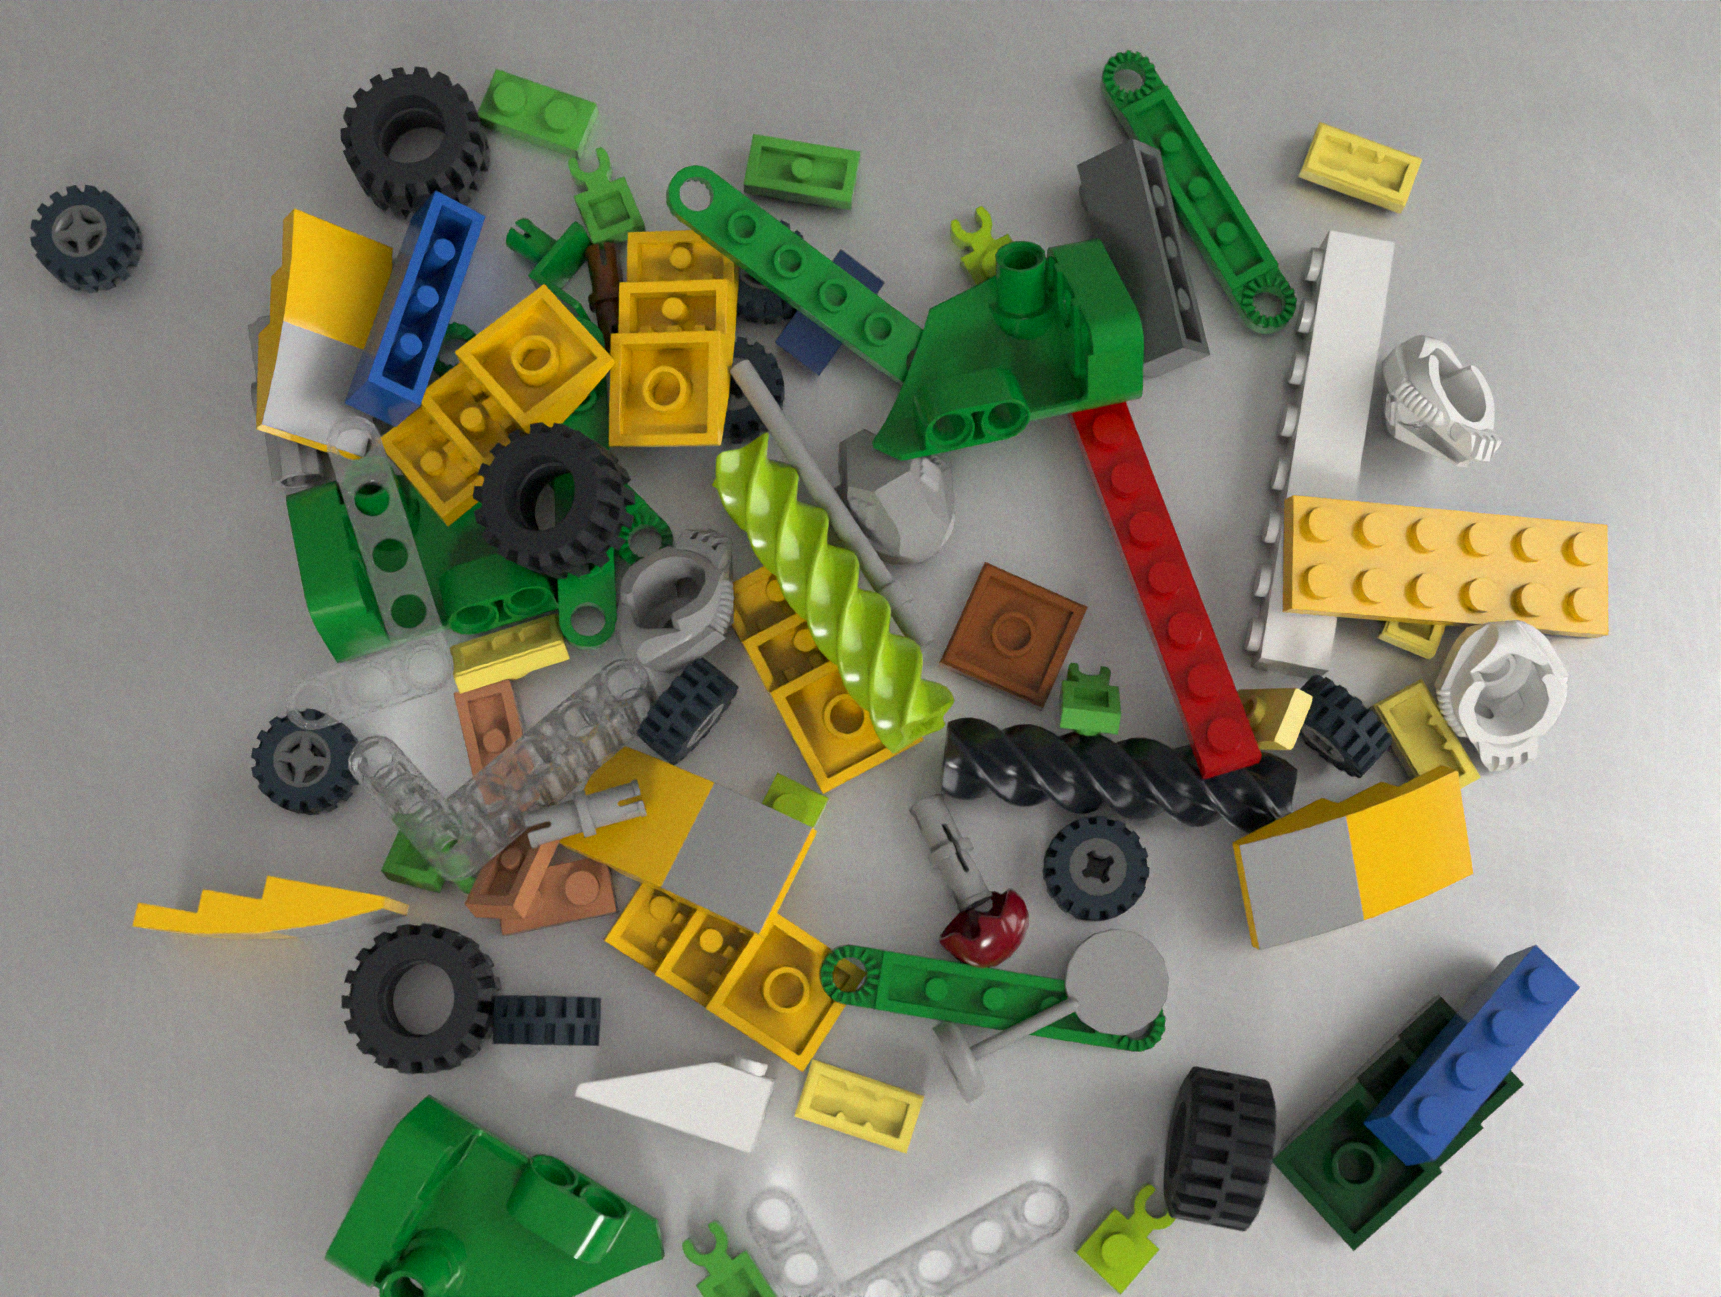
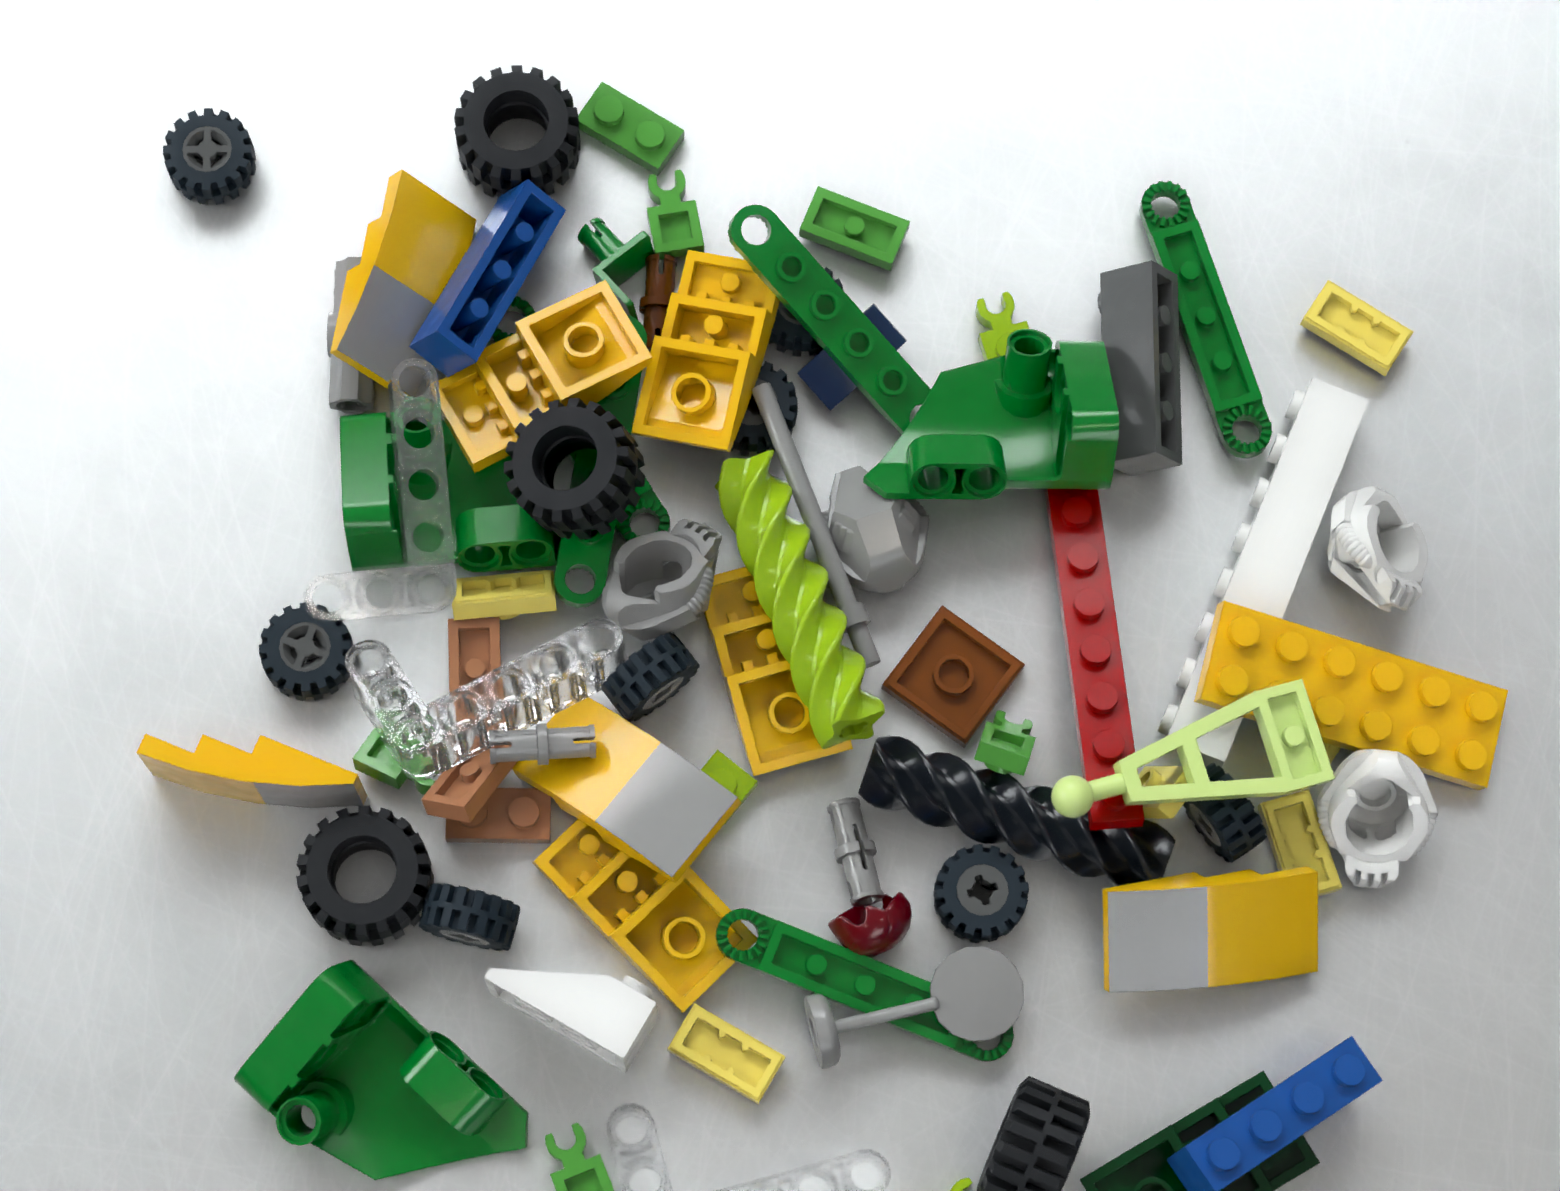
camera: 10 degrees right, 5 degrees down
(1399, 634) = (1287, 734): none -> yellowish green plate

